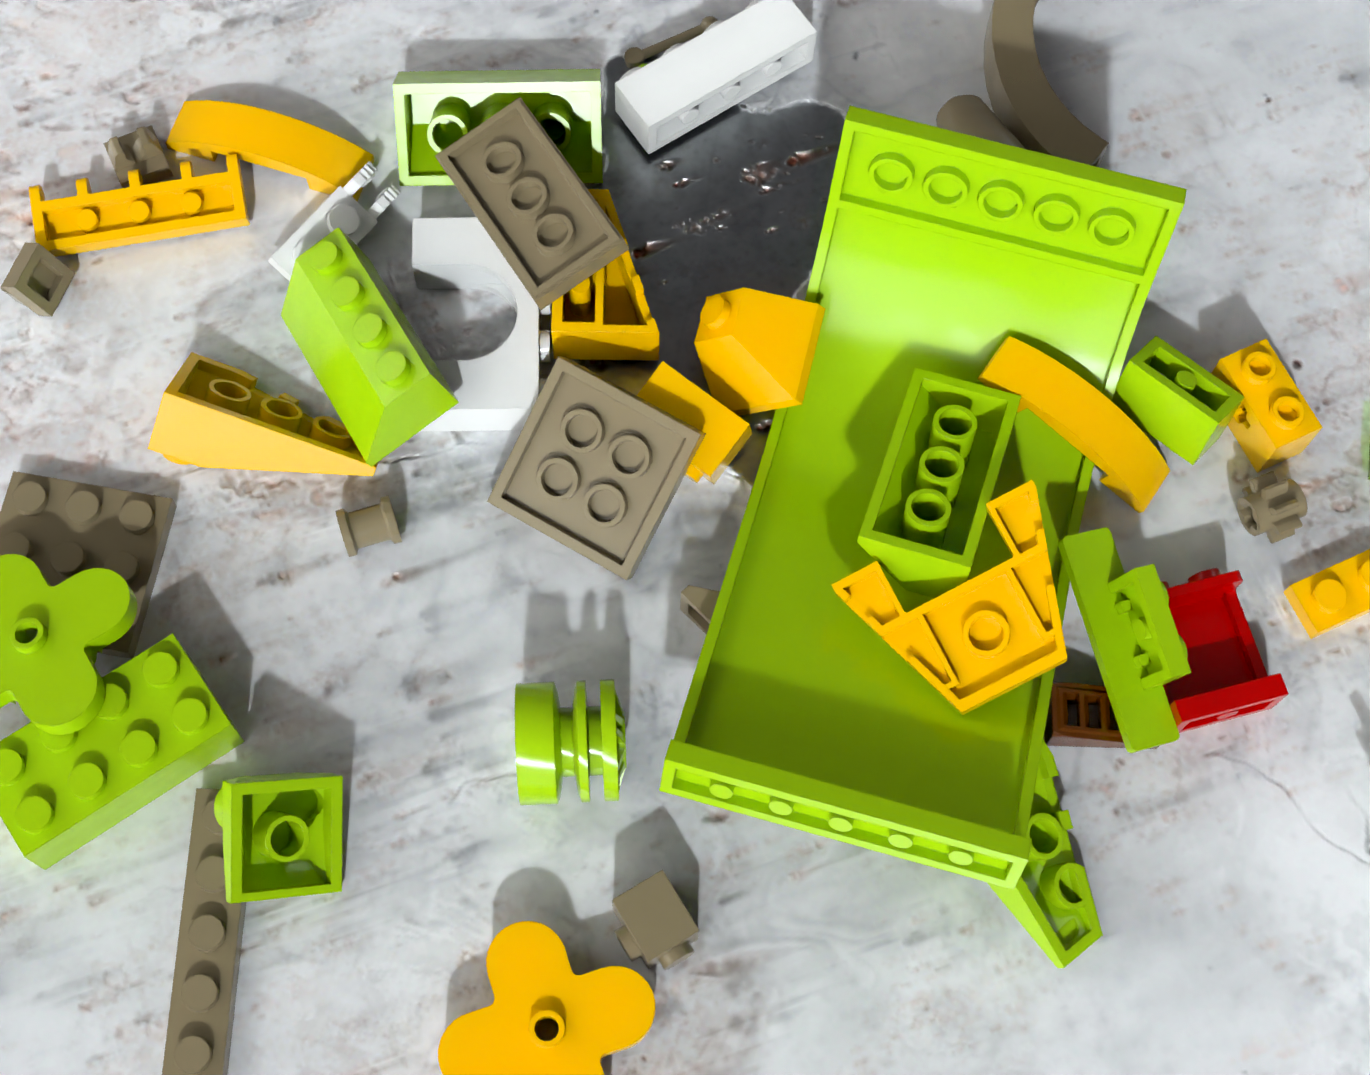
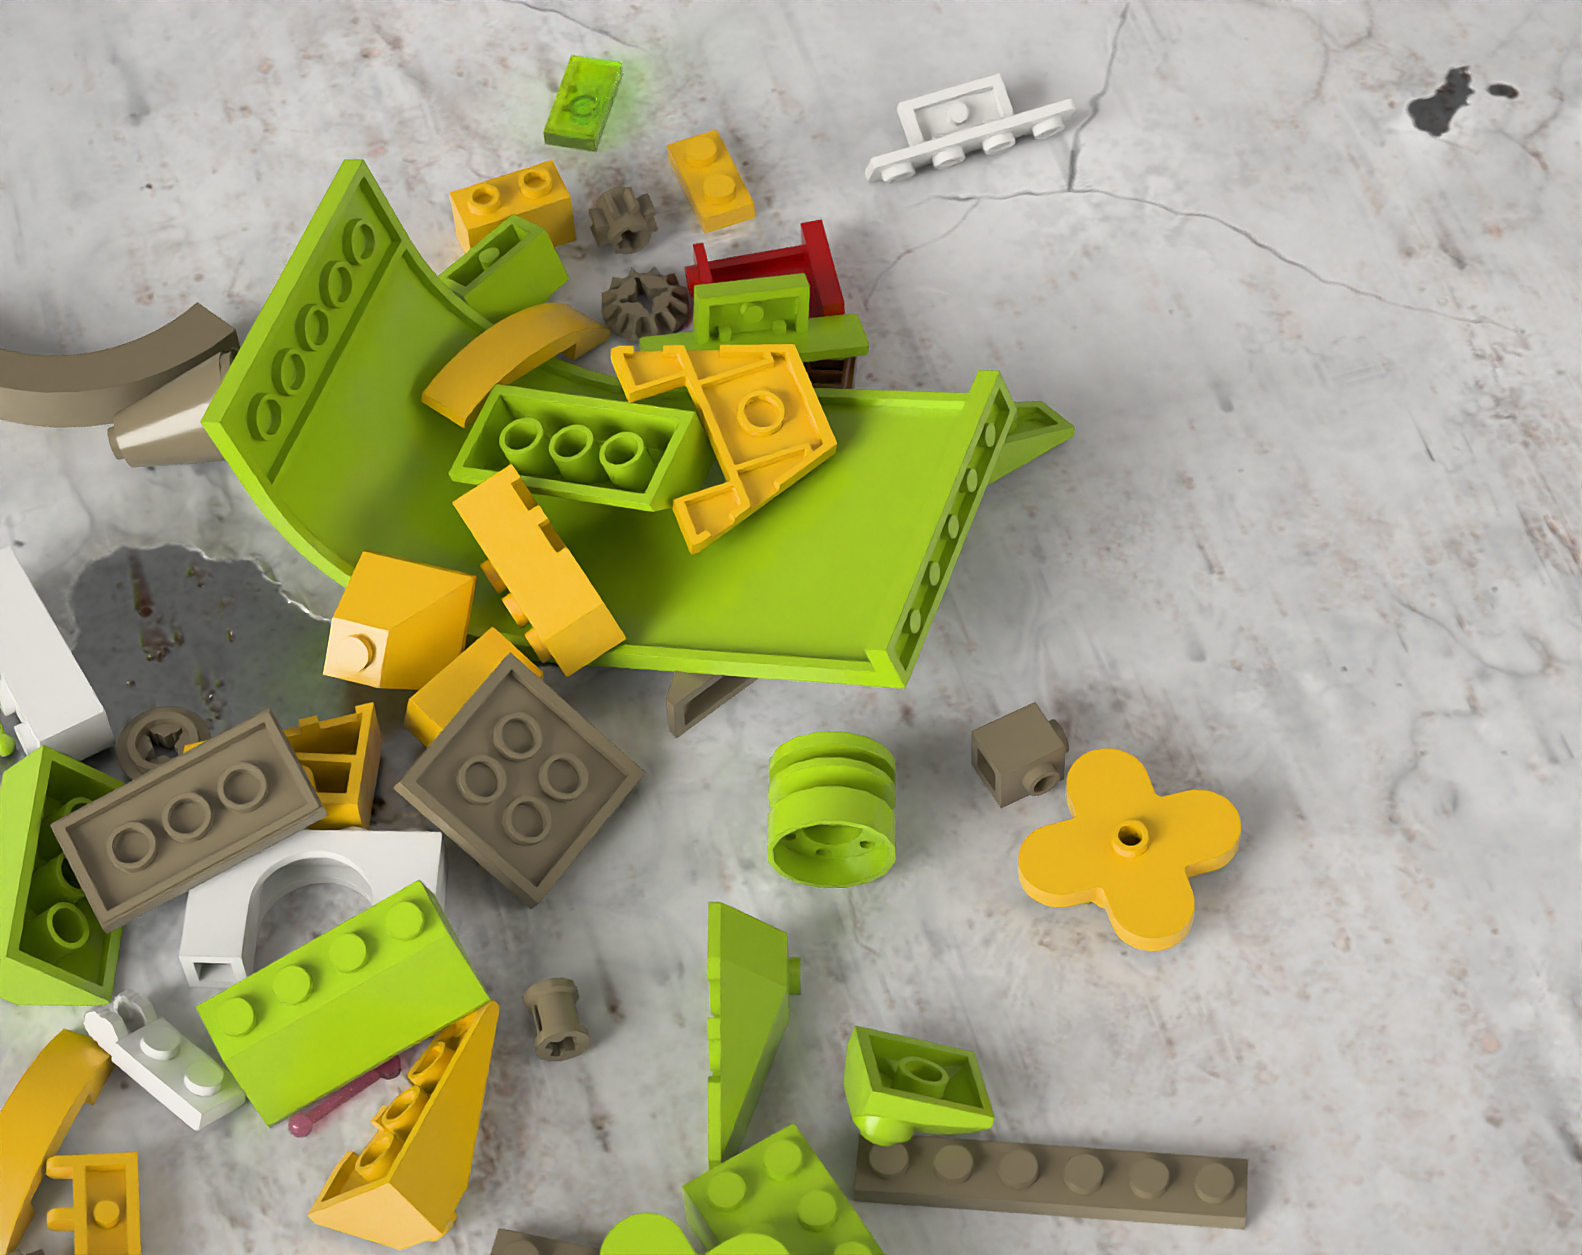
camera: 80 degrees left, 15 degrees down
(281, 340) = (301, 1124): none -> clear pink hinge
(378, 678) = (750, 1011): none -> lime wedge
(639, 171) = (163, 726): none -> dark tan gear
(807, 457) = (539, 572): none -> yellow wedge
(1171, 560) = (630, 319): none -> dark tan gear

